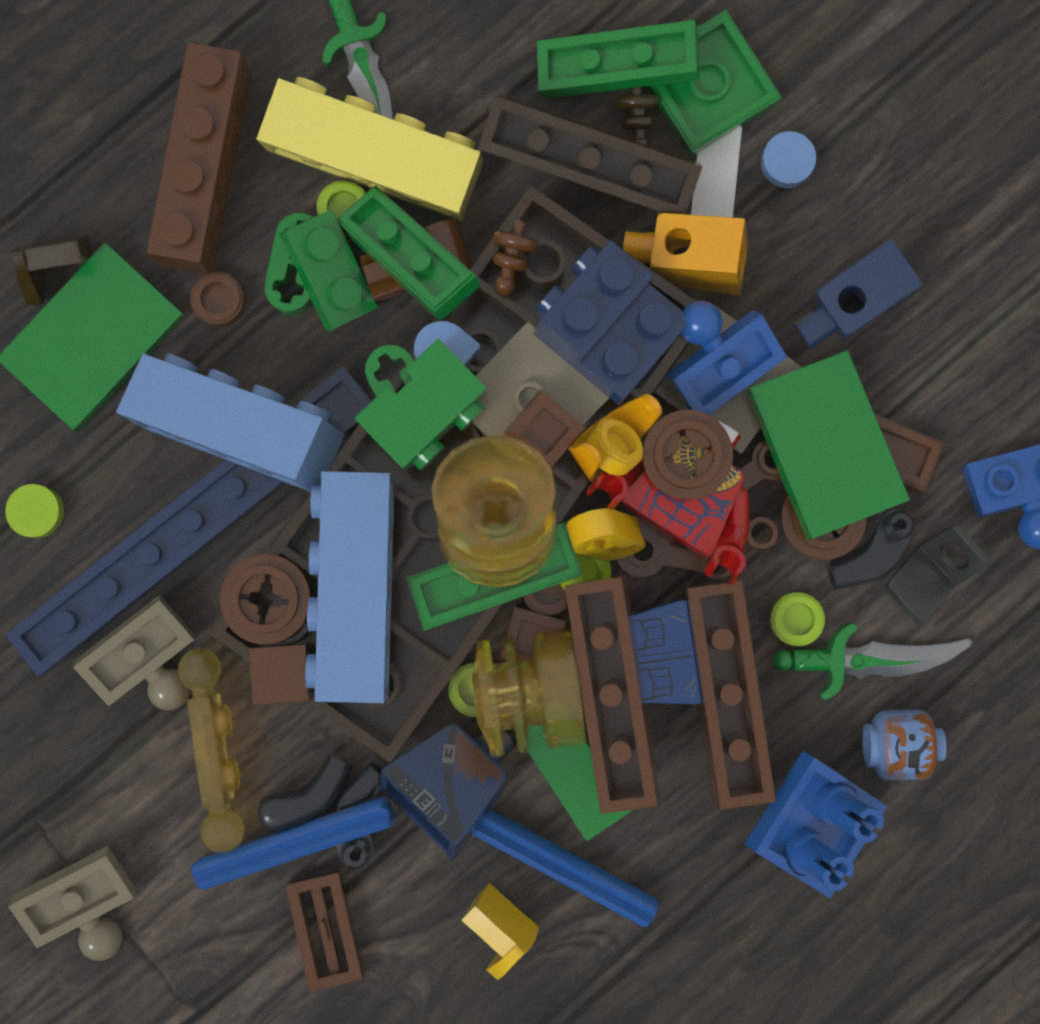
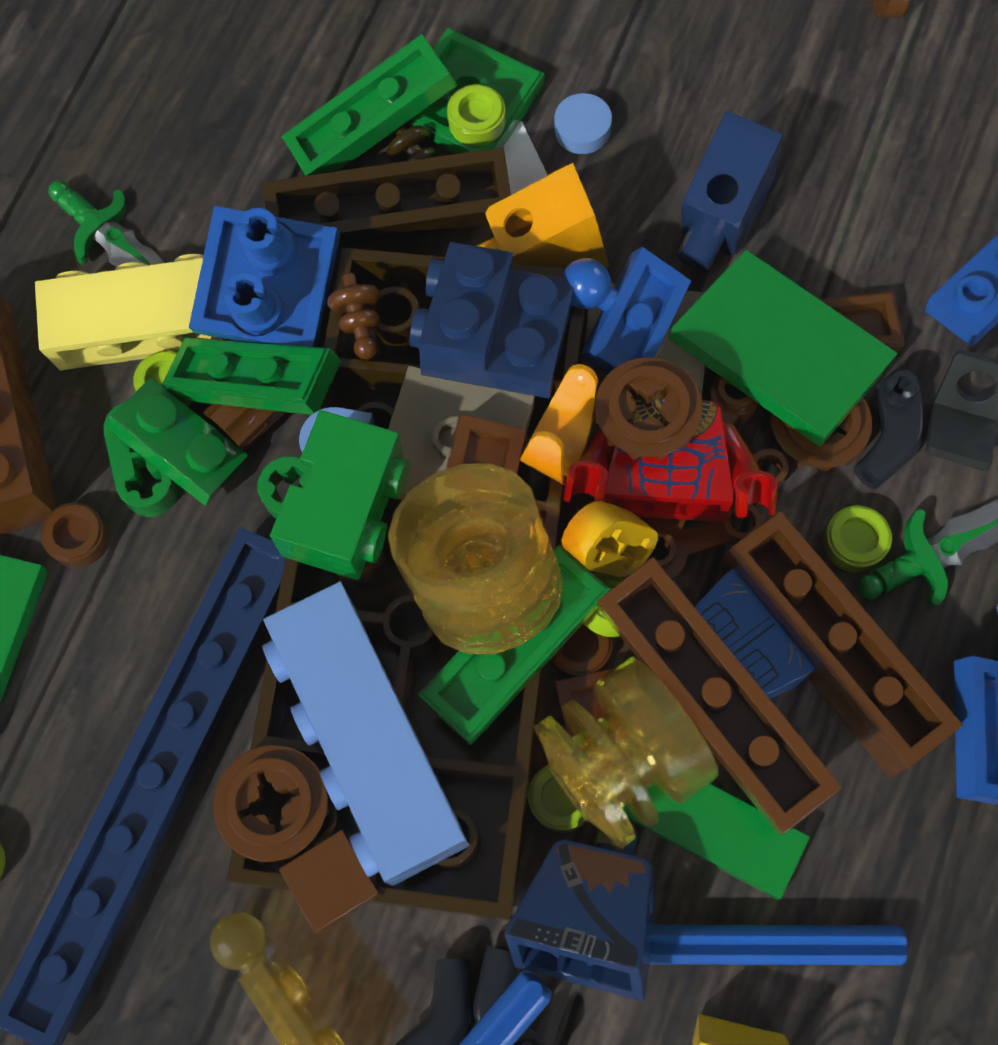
camera: 25 degrees left, 15 degrees down
(138, 653) = (157, 961): dark tan plate -> none
(231, 422) = (142, 637): medium blue brick -> none
(456, 183) = (264, 278): none -> blue plate
(617, 446) = (578, 433): yellow tile -> none
(704, 110) = (476, 115): none -> lime tile

